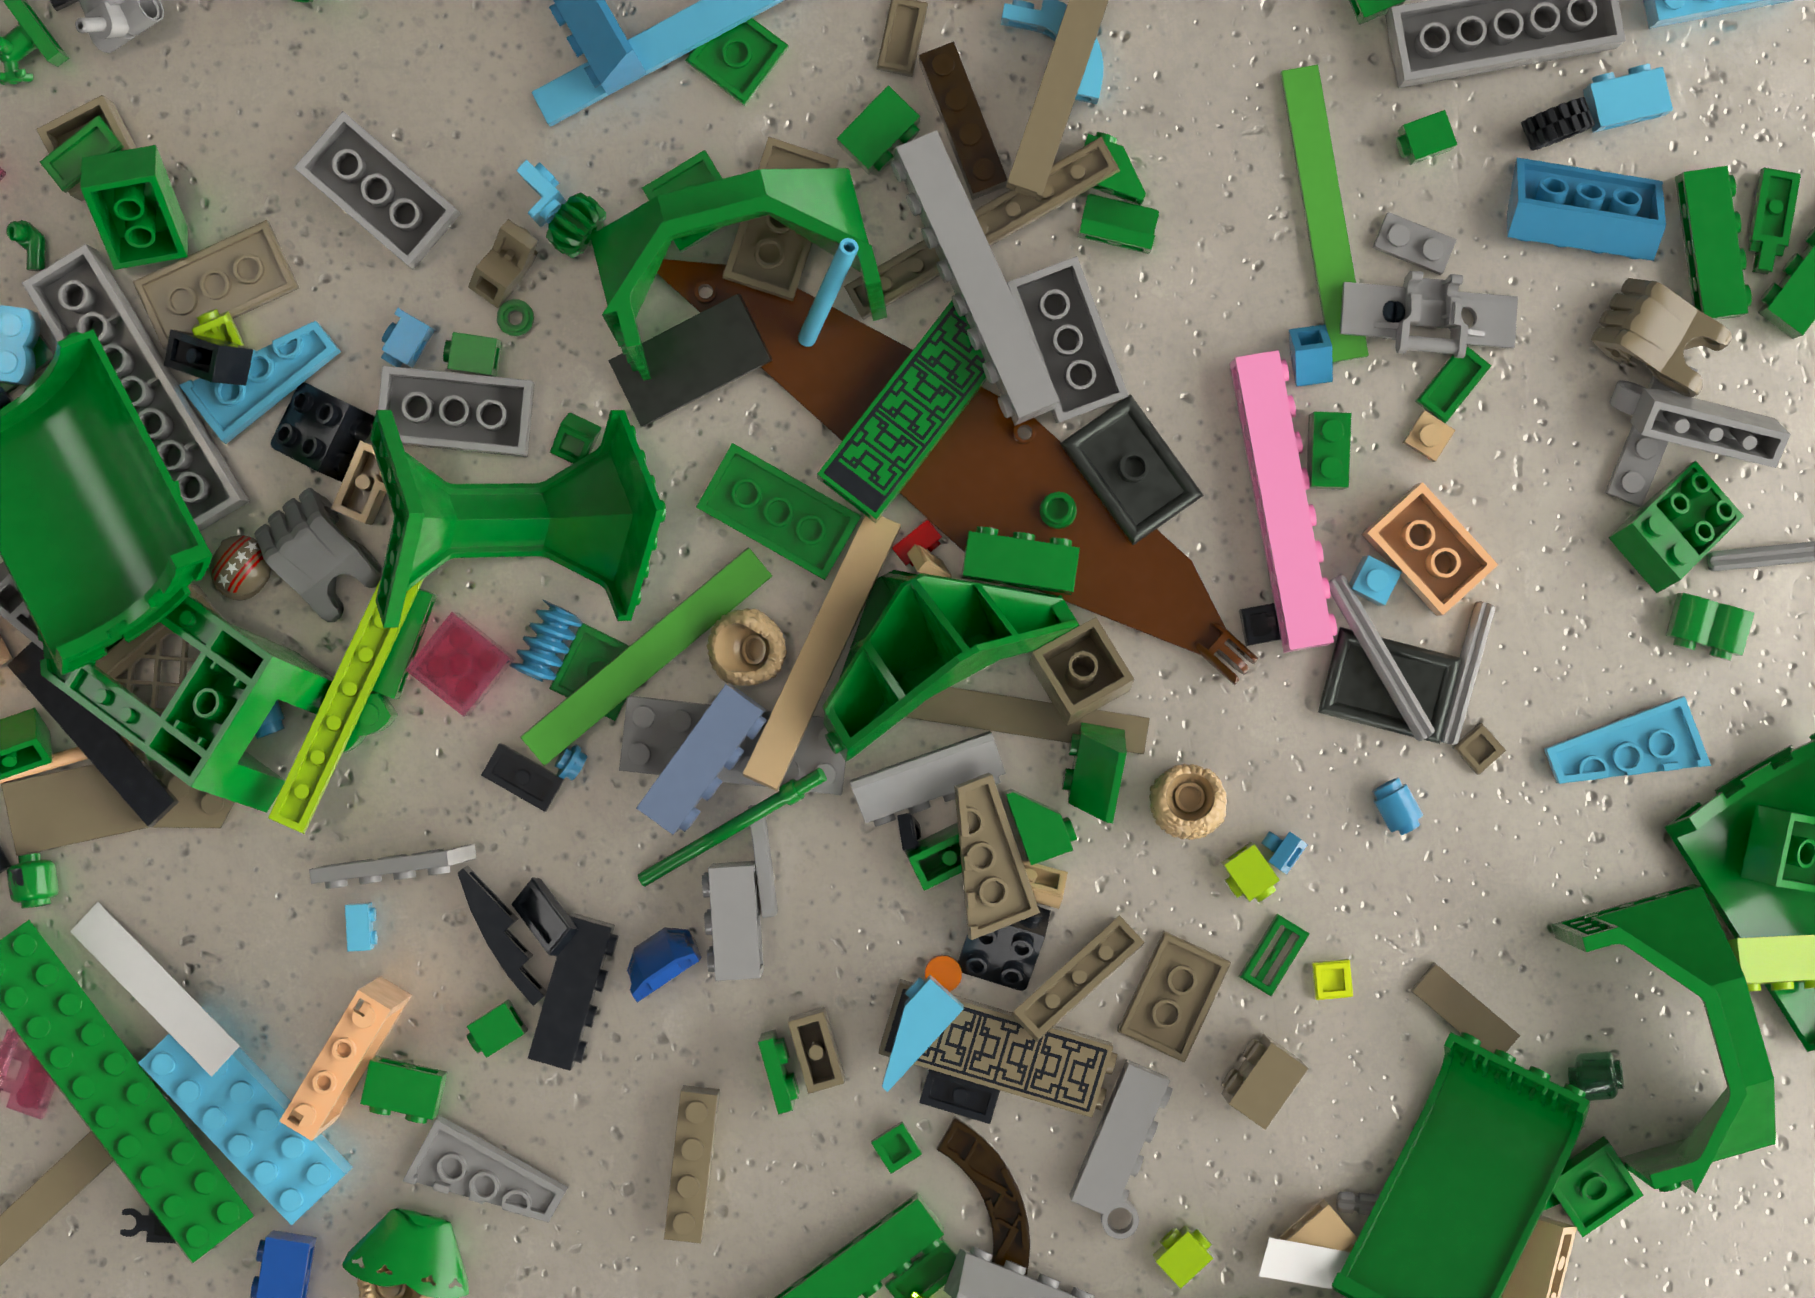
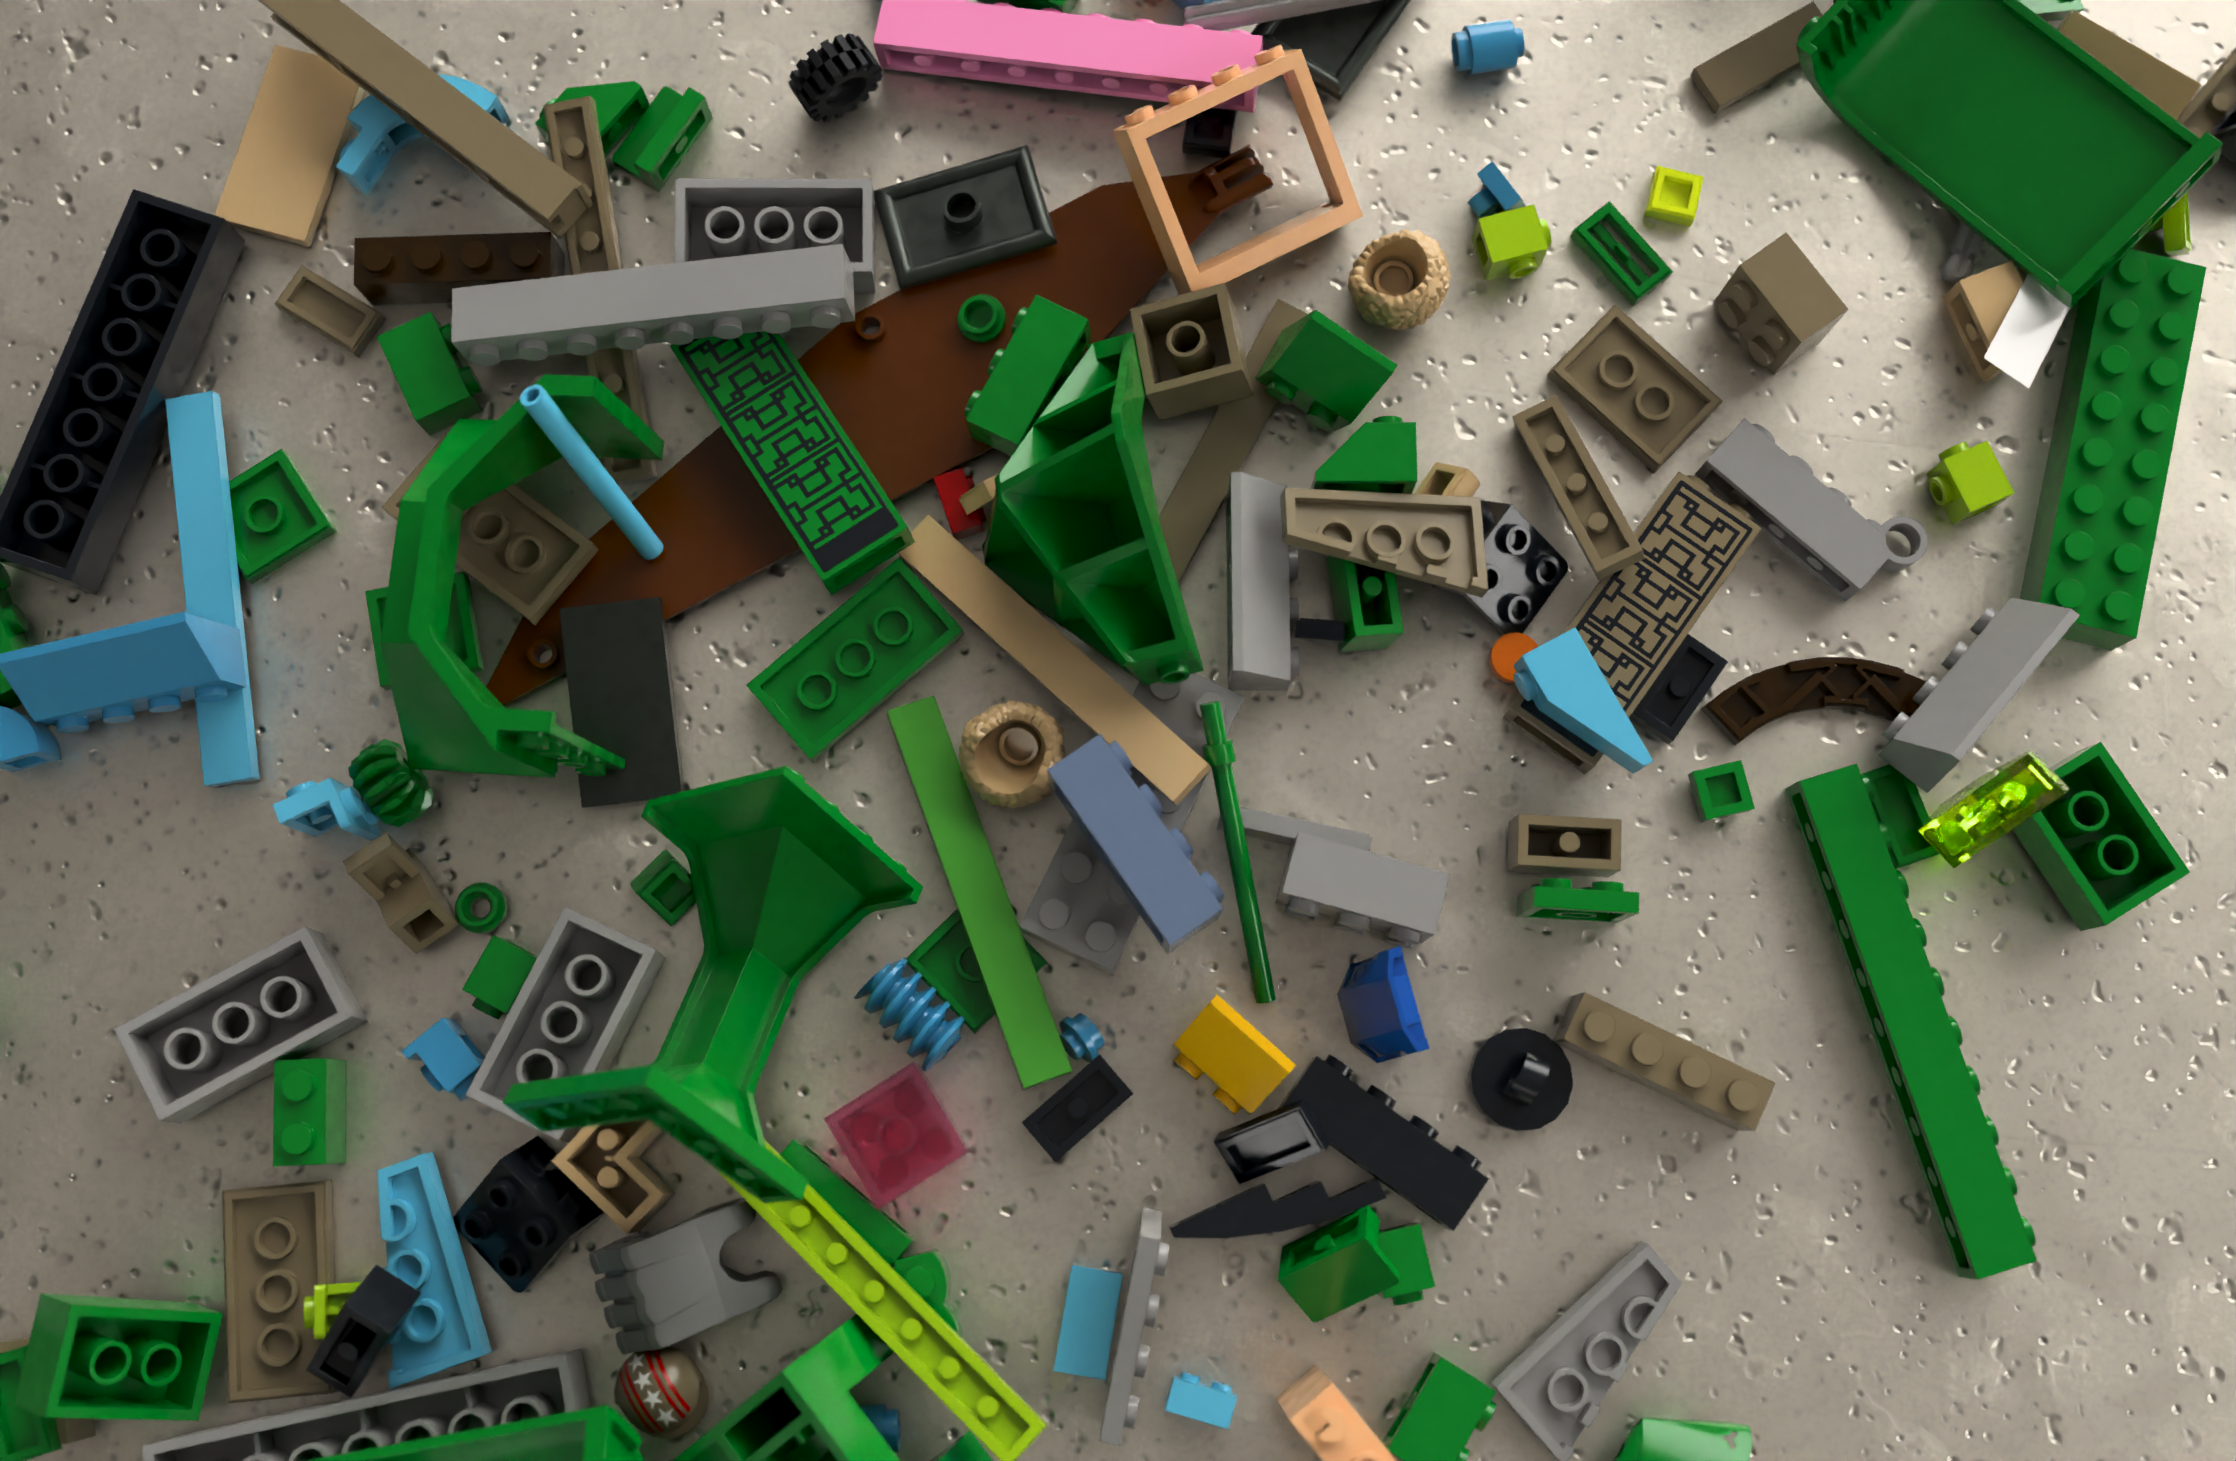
camera: 70 degrees left, 10 degrees down
(336, 259) = (309, 1112): none -> green brick
(385, 833) = (1088, 1322): none -> medium azure tile
(477, 987) = (1336, 1265): none -> green panel
(591, 870) = (1231, 1057): none -> yellow slope
(648, 1071) = (1520, 1079): none -> black tile
(1189, 701) = (1273, 243): none -> light nougat window
(1200, 339) = (835, 77): none -> black tyre

